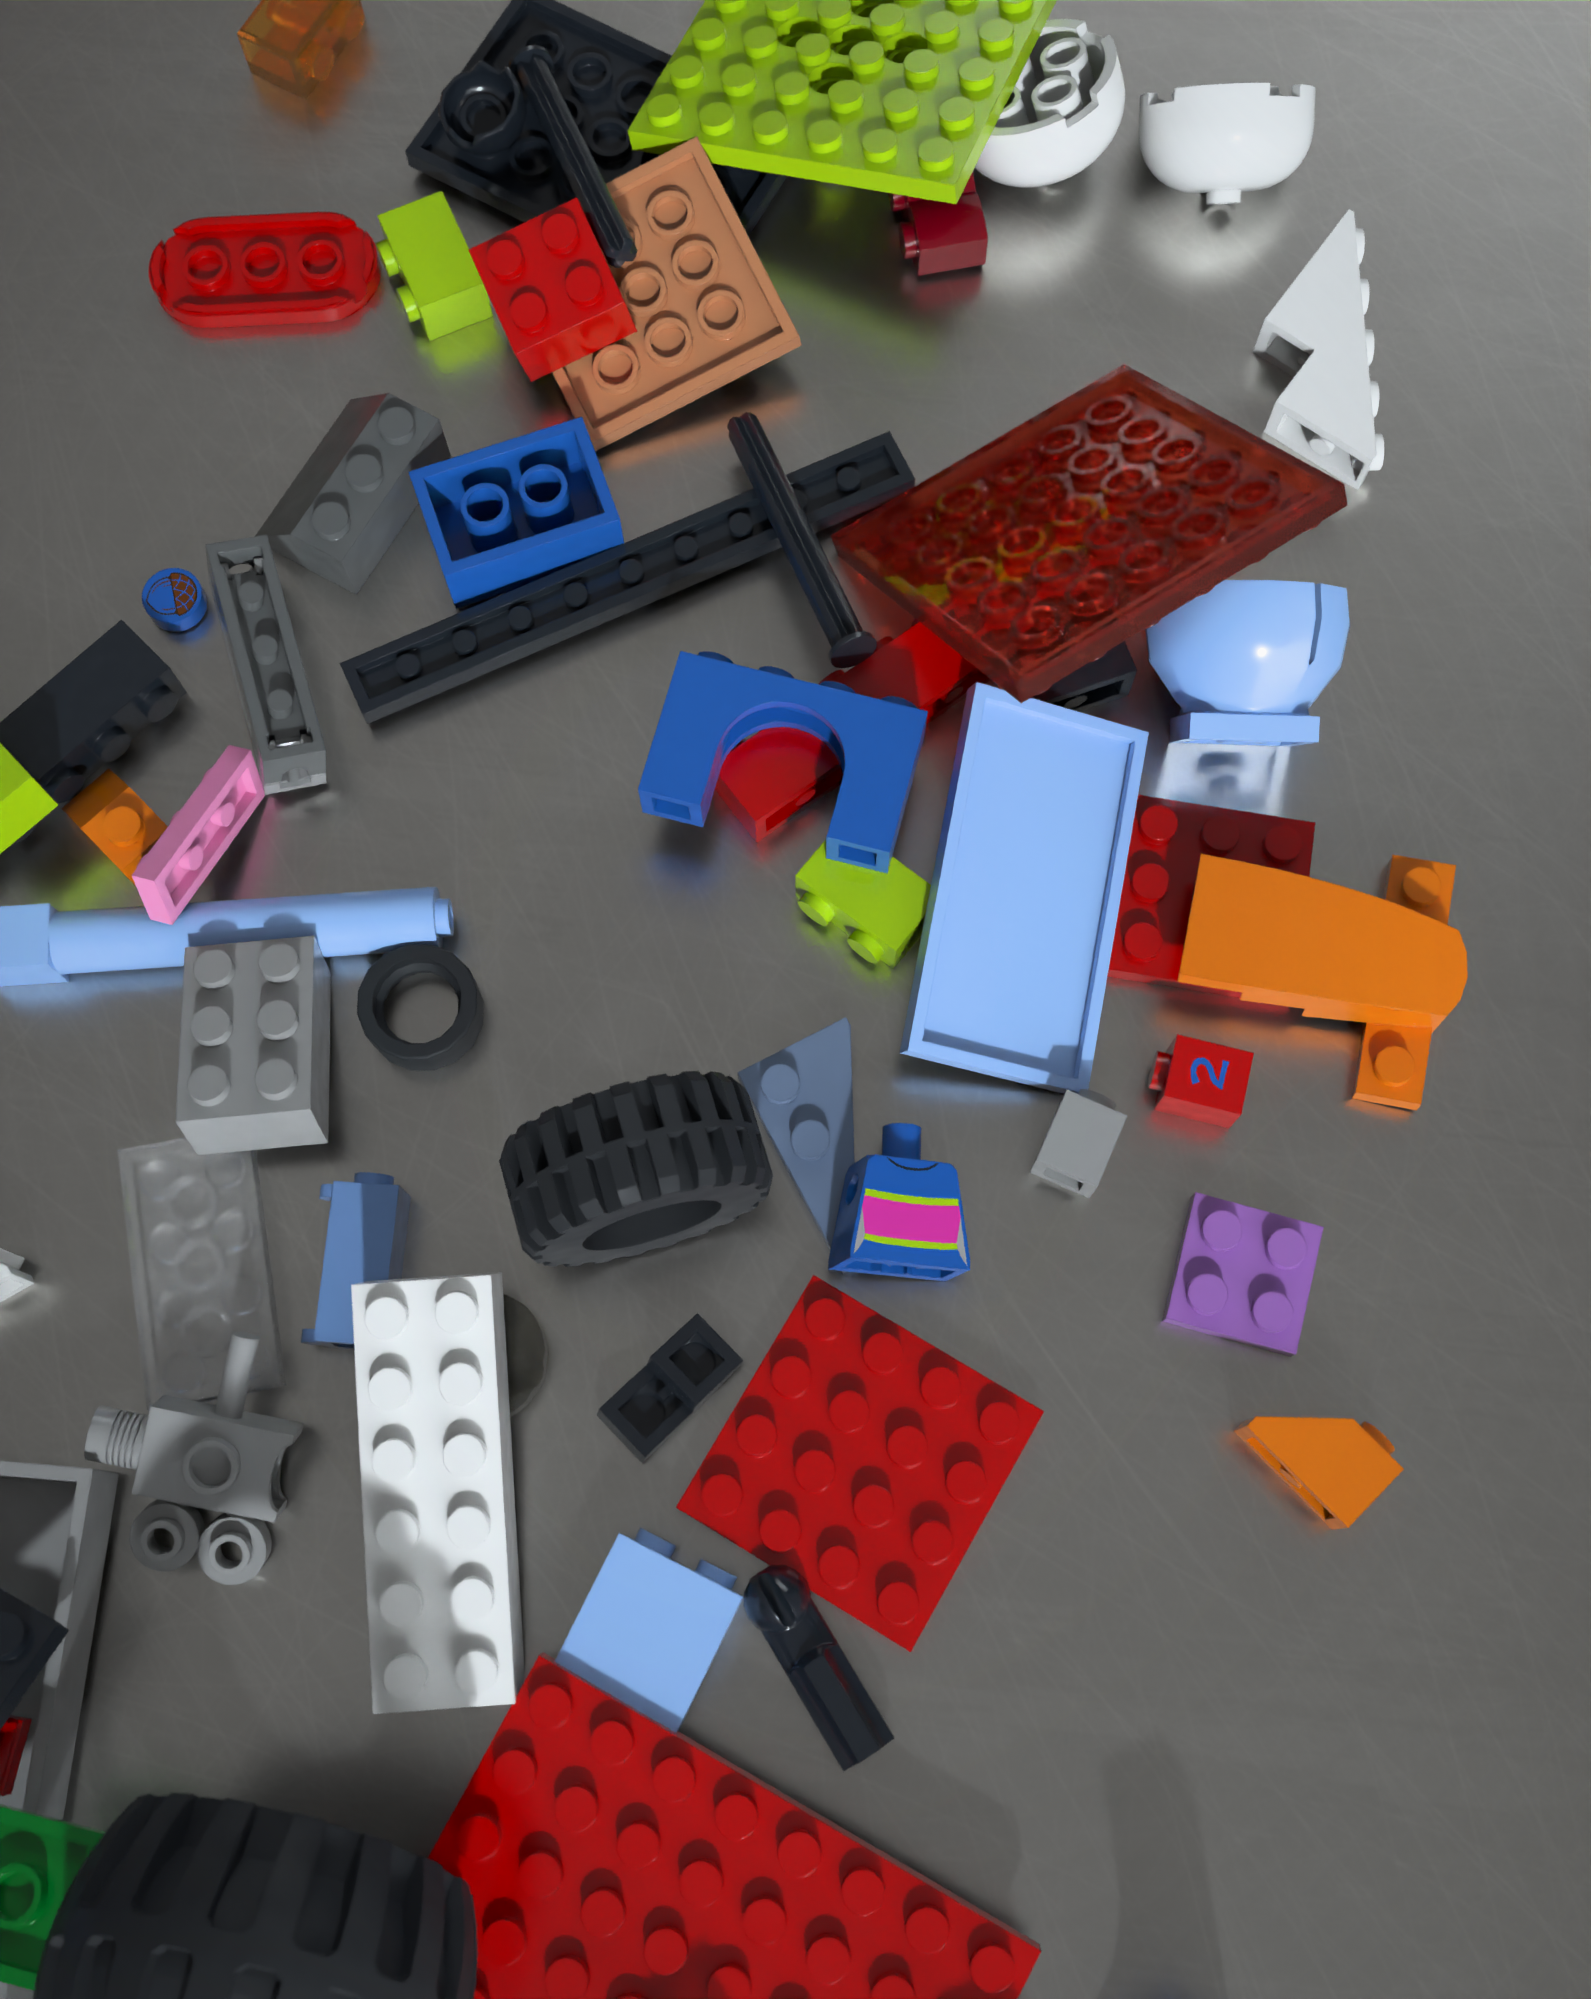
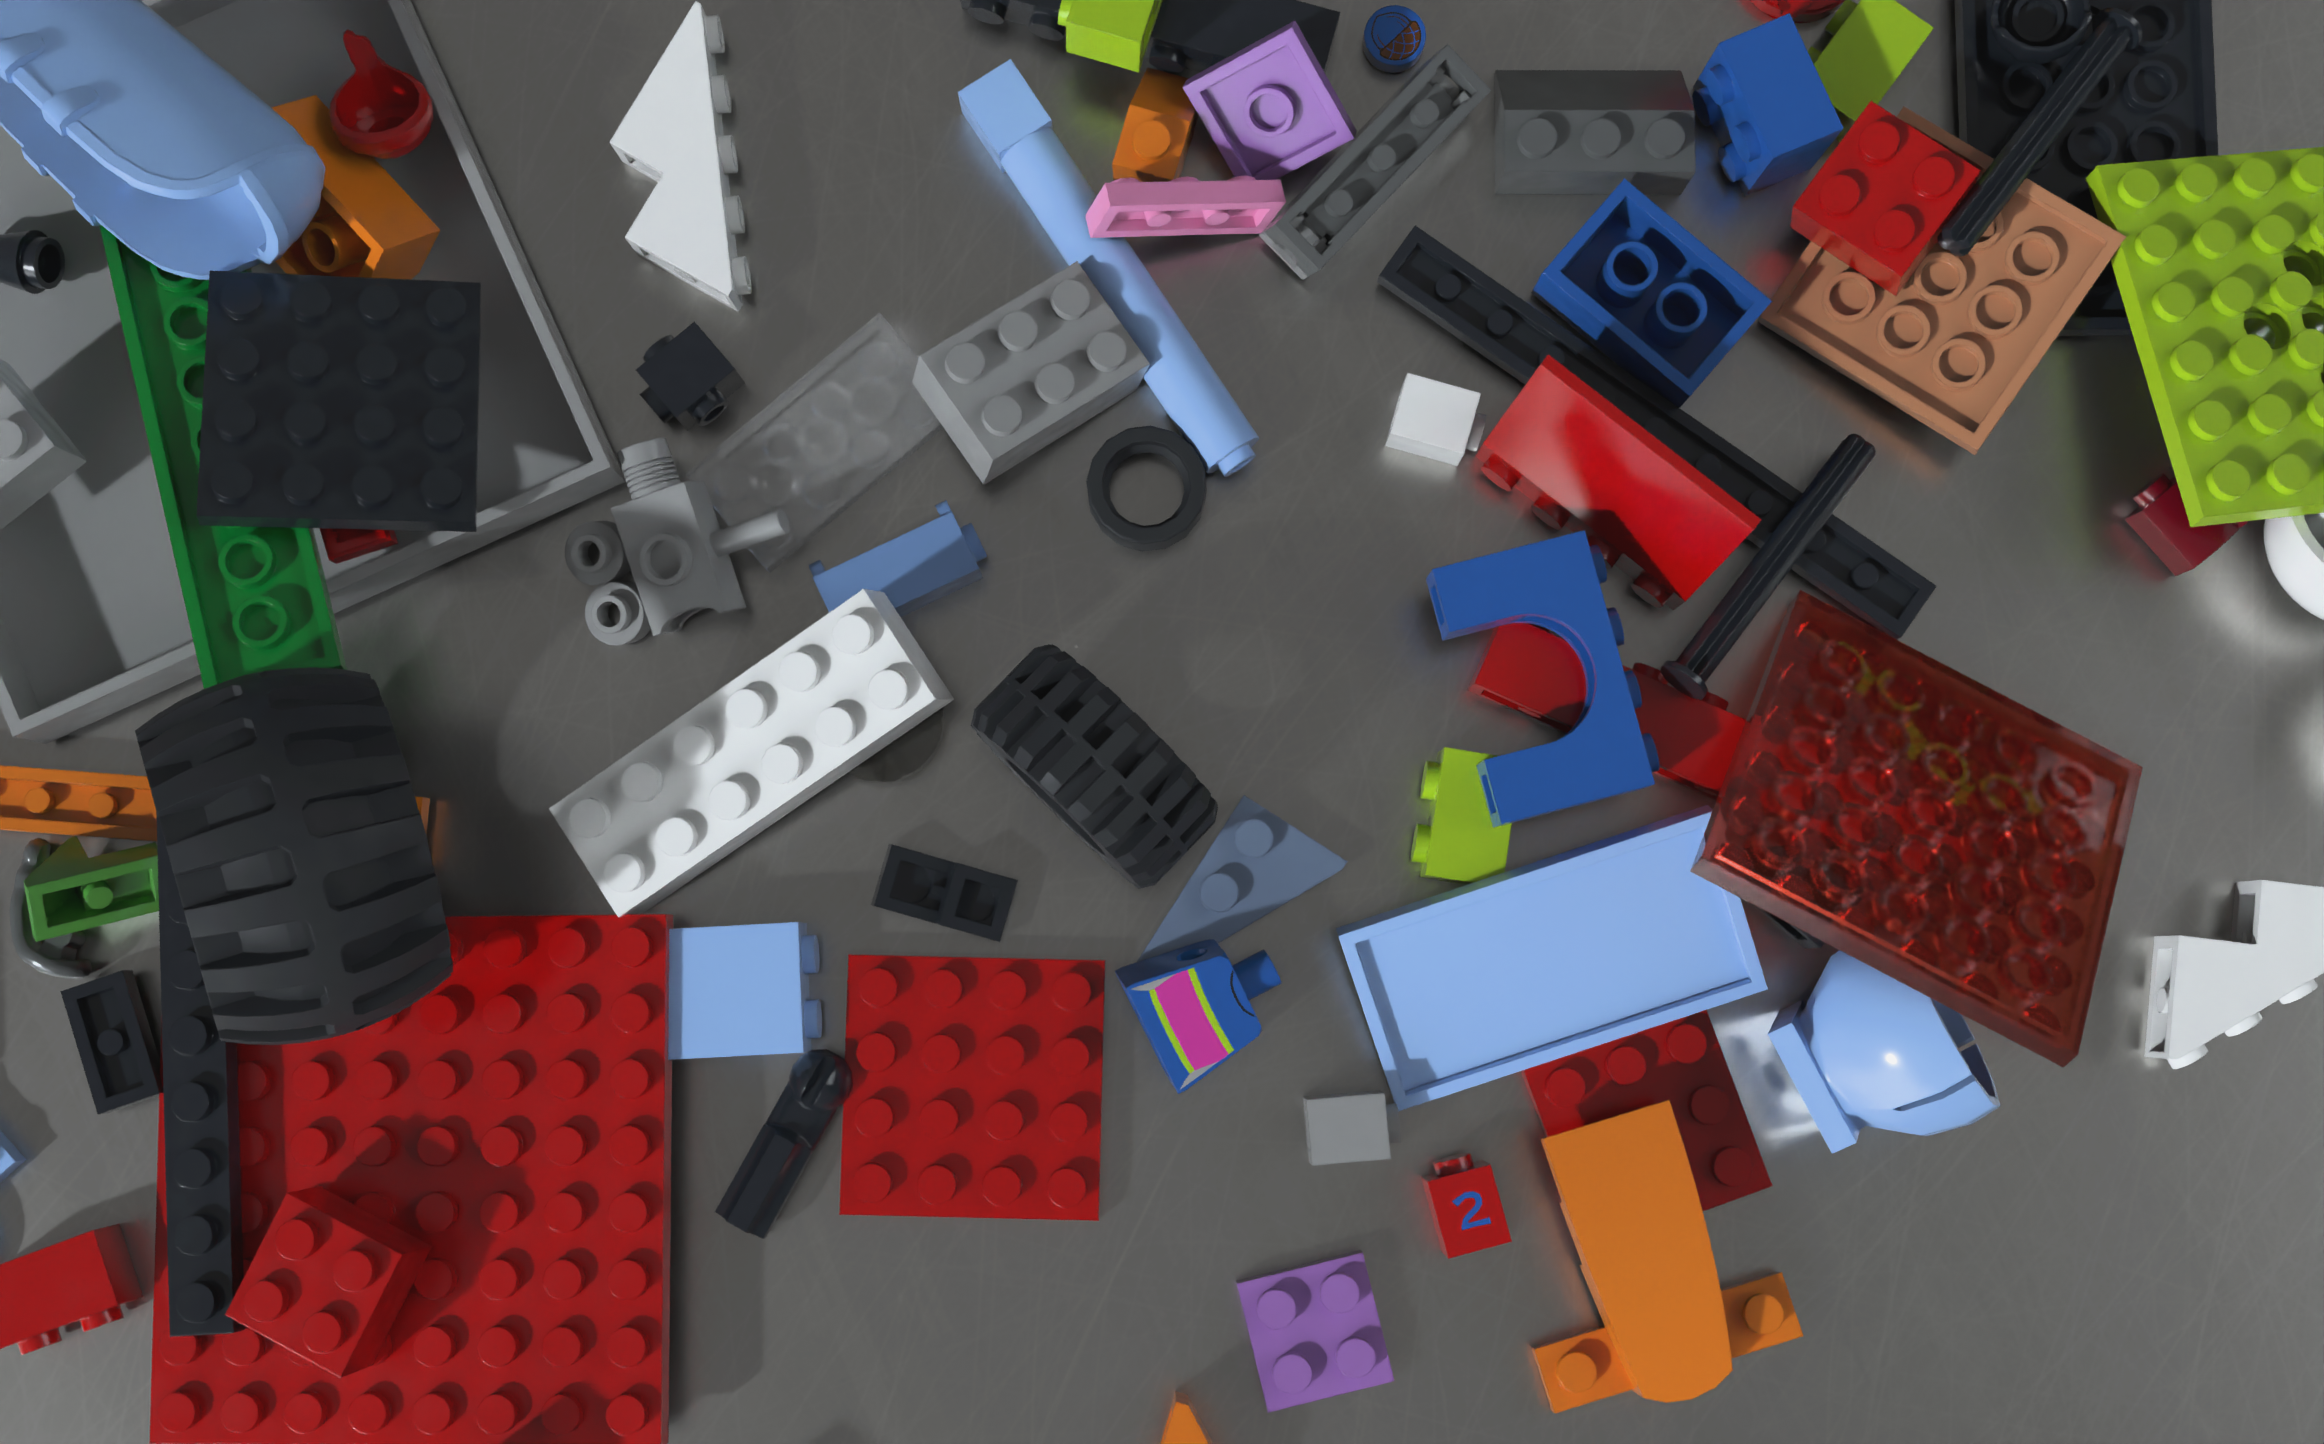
camera: 60 degrees right, 10 degrees up
(62, 1357) = (688, 378): none -> black brick
(160, 717) = (1270, 106): none -> medium lavender plate
(421, 339) = (1765, 106): none -> blue brick
(513, 737) = (1436, 420): none -> white brick
(619, 619) = (1617, 482): none -> red slope

